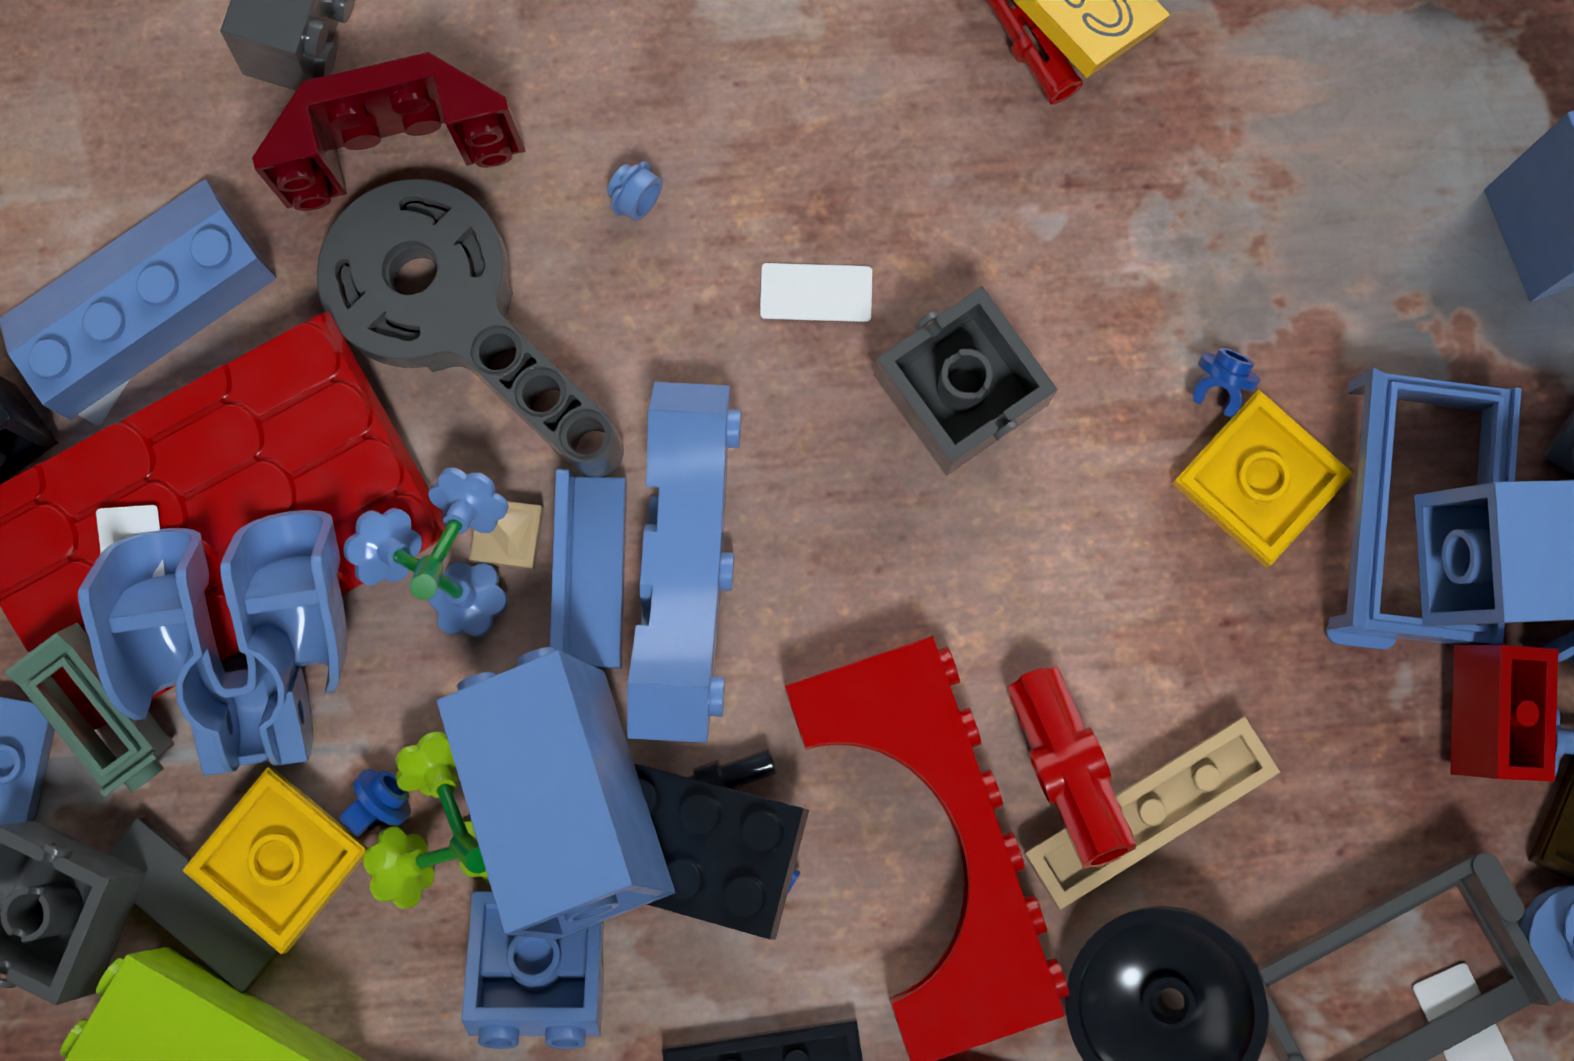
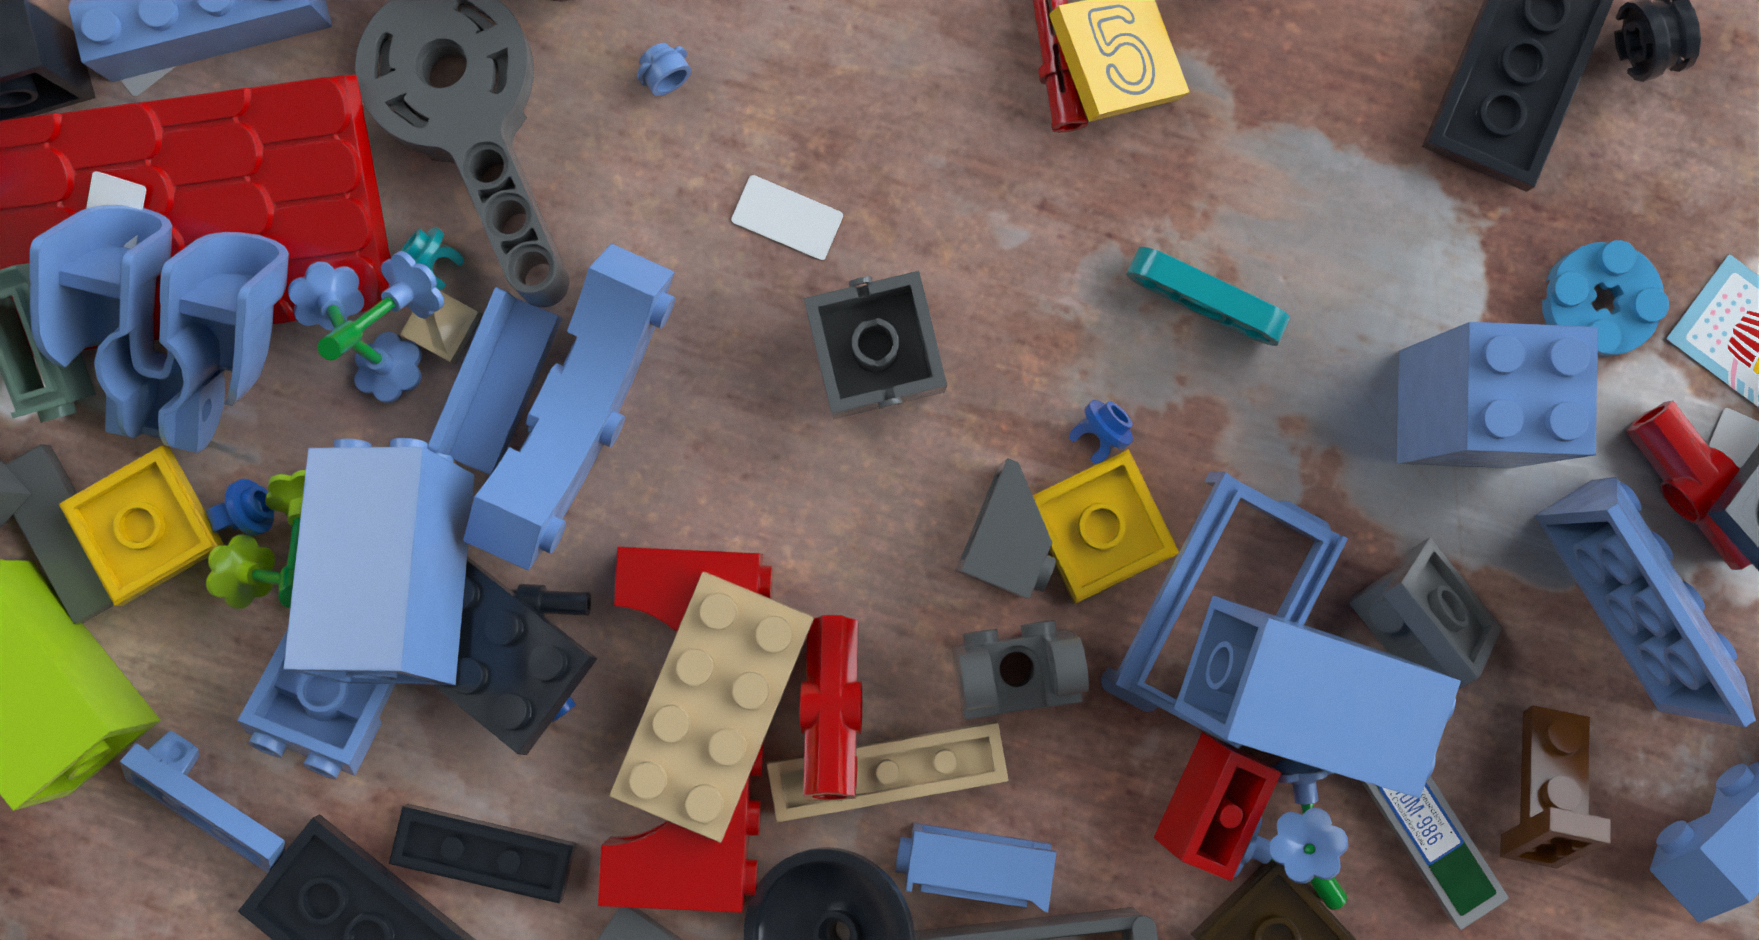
camera: 15 degrees right, 5 degrees up
(467, 457) = (427, 248): none -> teal plate
(950, 811) = (711, 706): none -> tan plate
(1180, 519) = (1009, 537): none -> dark grey slope
(1274, 206) = (1208, 296): none -> teal beam
(1282, 643) = (1055, 675): none -> dark grey brick
(1284, 874) = (977, 865): none -> medium blue window

